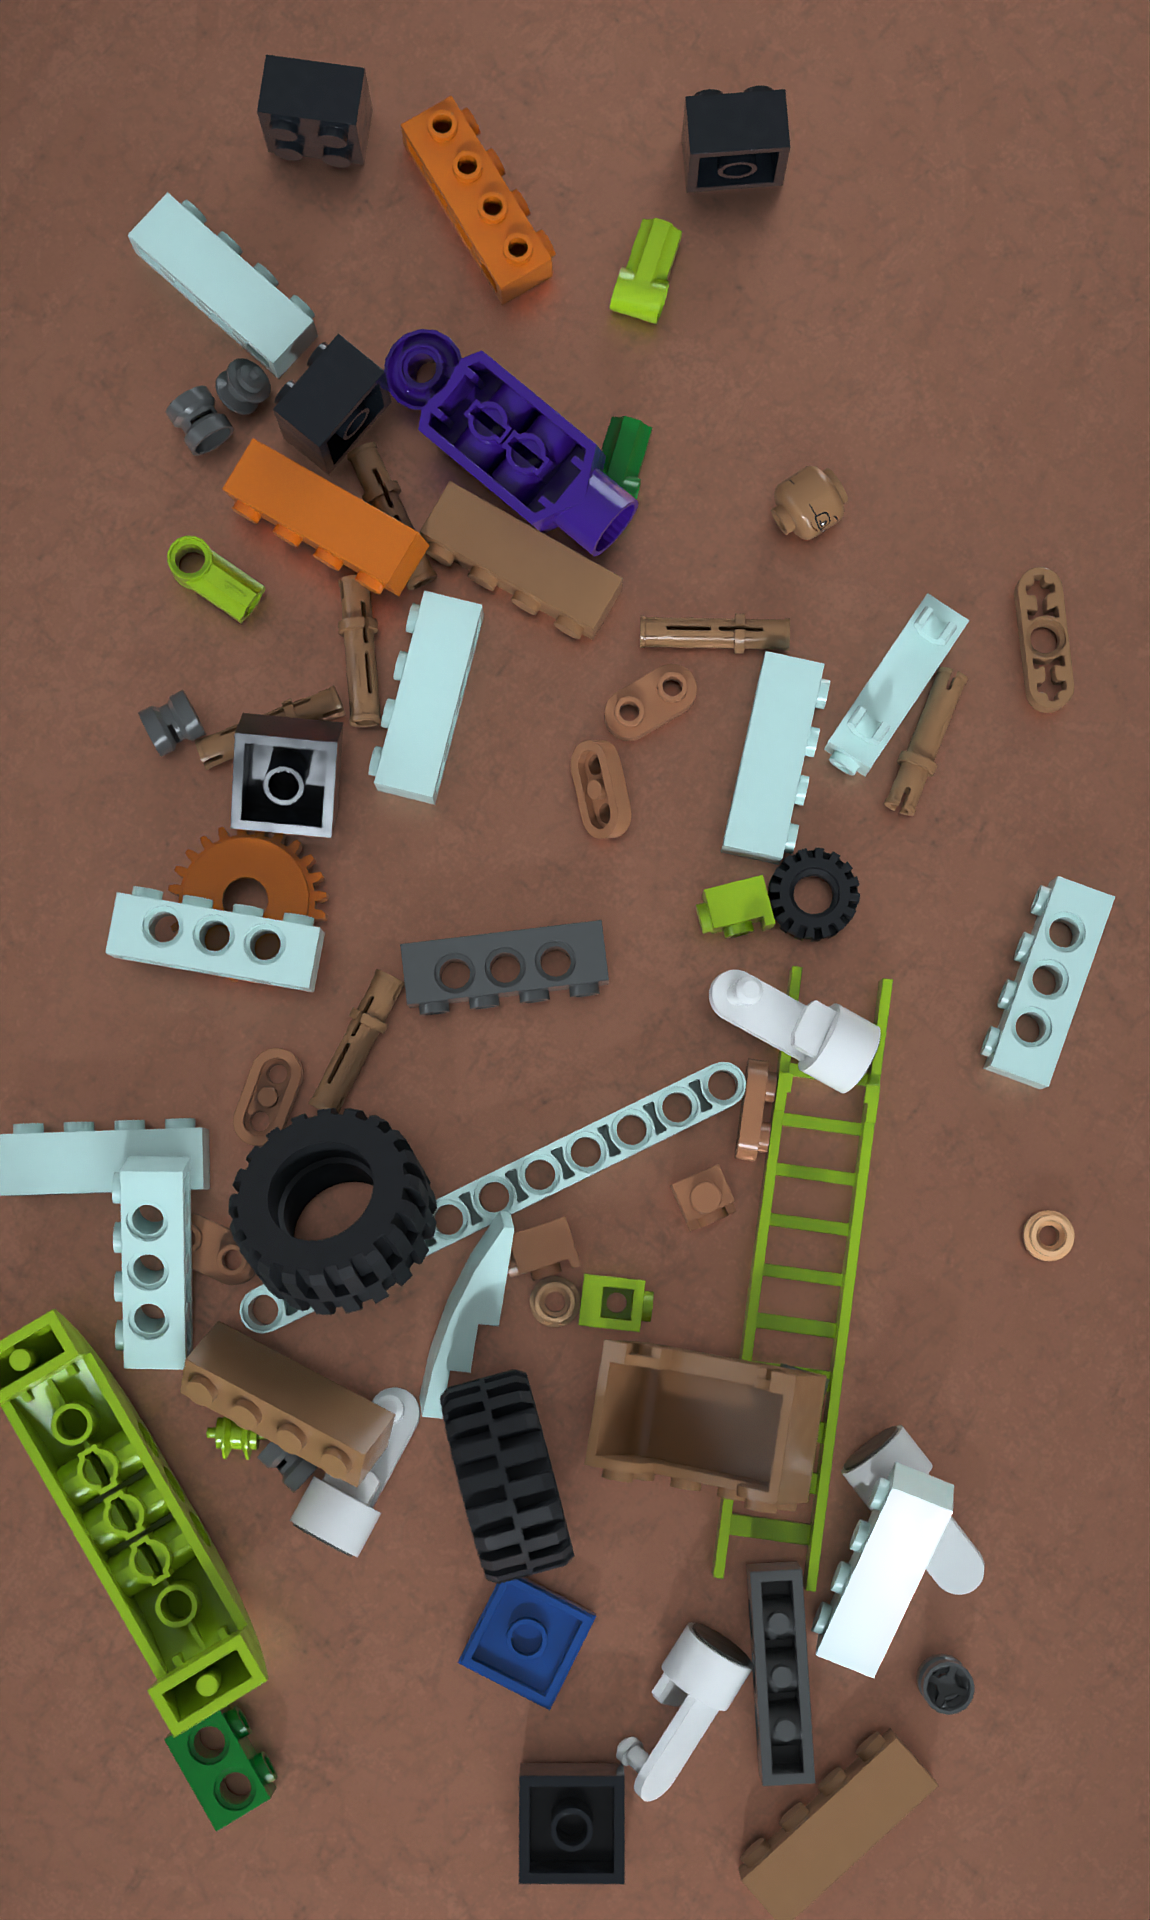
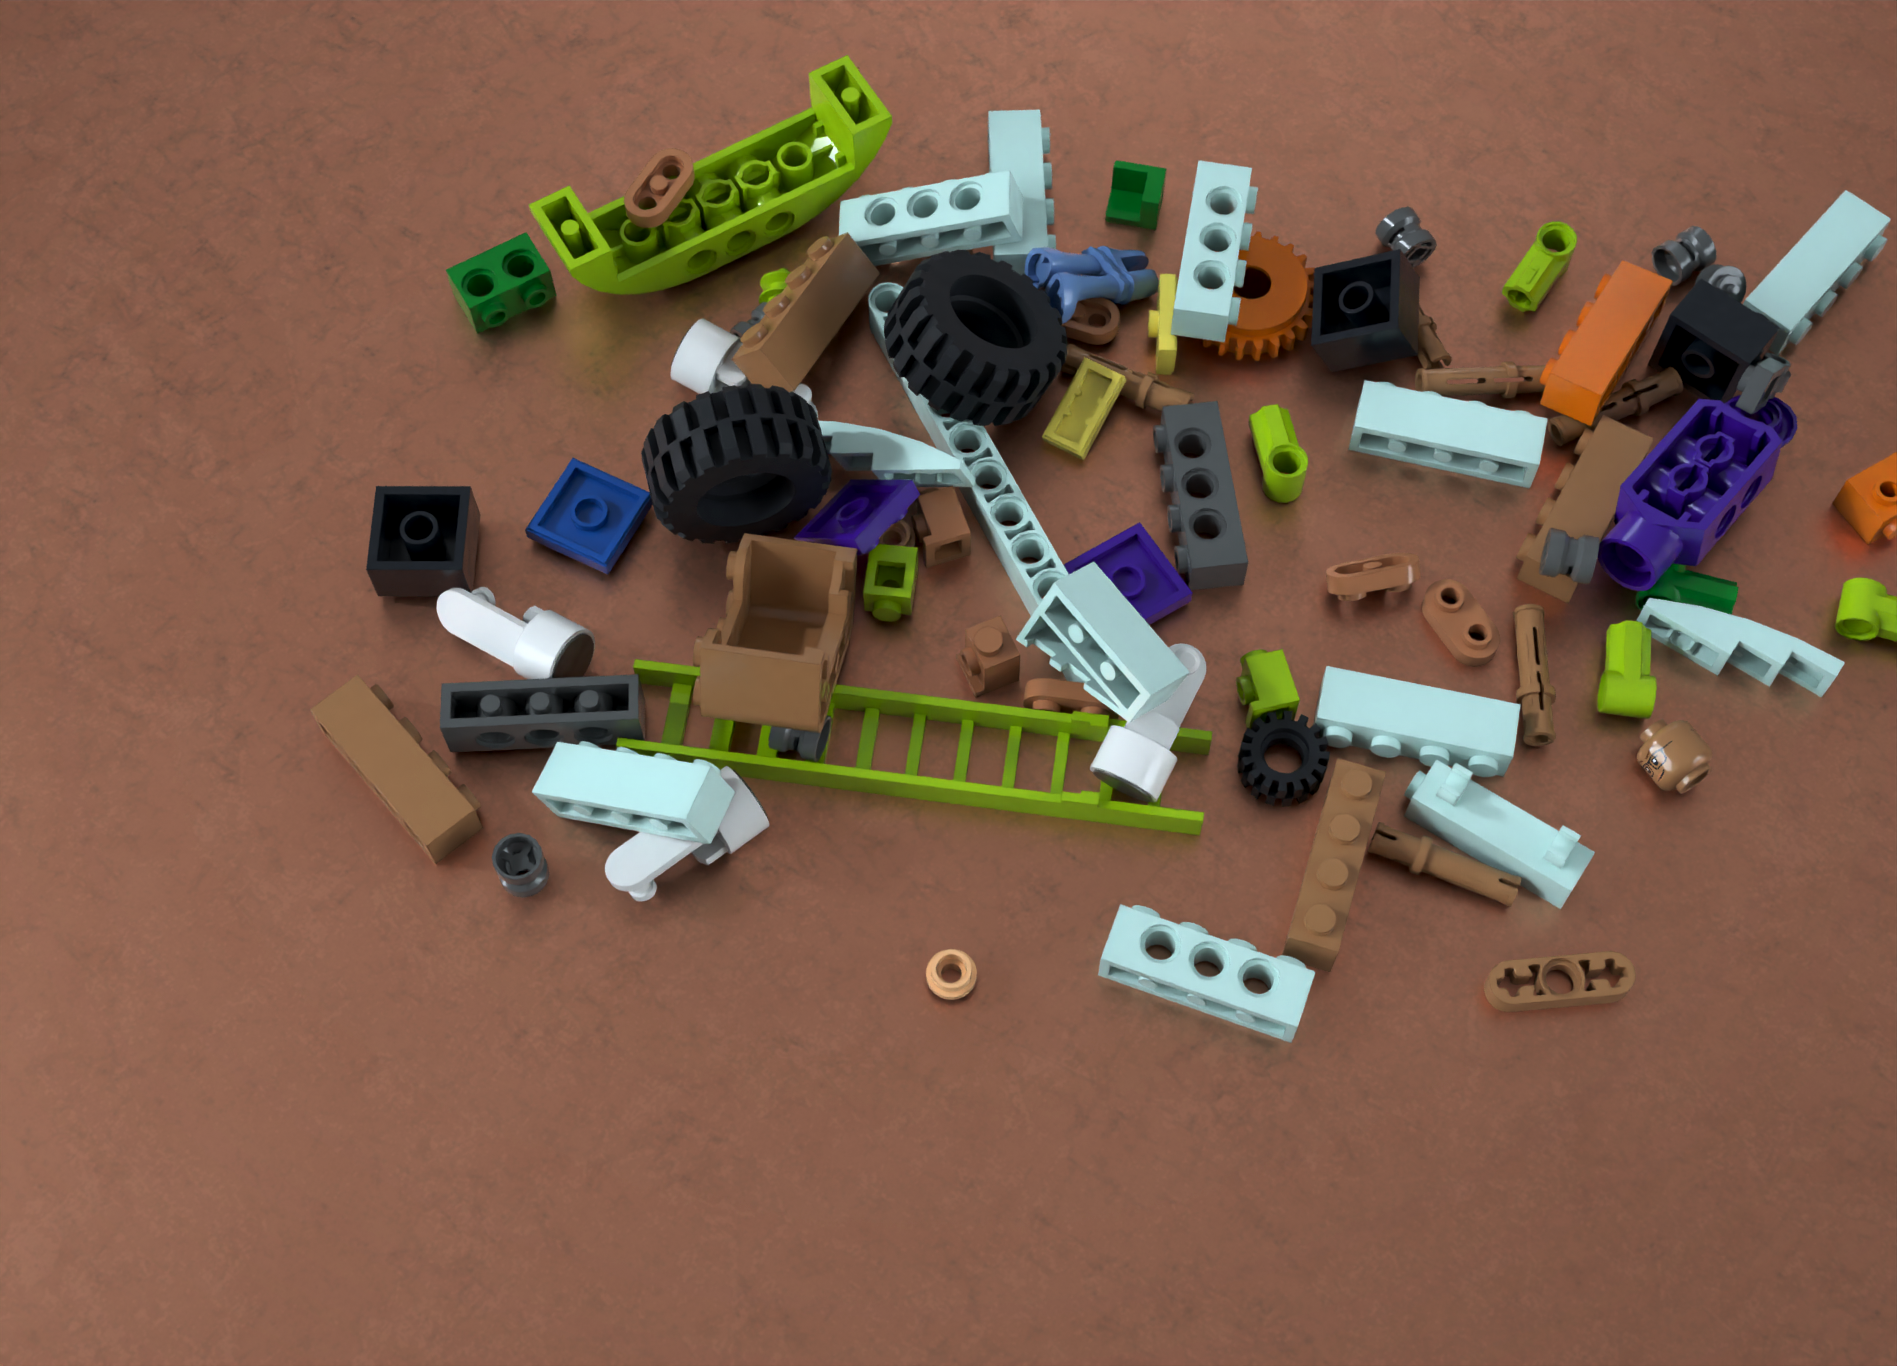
camera: 90 degrees right, 20 degrees down
(107, 1025) = (1136, 195): none -> green panel
(127, 1585) = (657, 192): none -> nougat plate
(220, 1061) = (1092, 274): none -> medium blue piece
(282, 1000) = (1160, 324): none -> light yellow plate
(394, 358) = (1762, 382): none -> dark grey plate
(394, 1090) = (1084, 408): none -> light yellow plate
(444, 881) = (1278, 453): none -> lime piece
(544, 1339) = (860, 513): none -> dark purple plate
(606, 589) = (1569, 556): none -> dark grey wheel
(611, 1049) = (1138, 572): none -> dark purple plate
(680, 438) = (1719, 637): none -> light aqua slope
(726, 540) = (1626, 681): none -> lime piece
(735, 1071) = (1105, 643): none -> light aqua wedge
(935, 850) = (1334, 864): none -> medium nougat brick

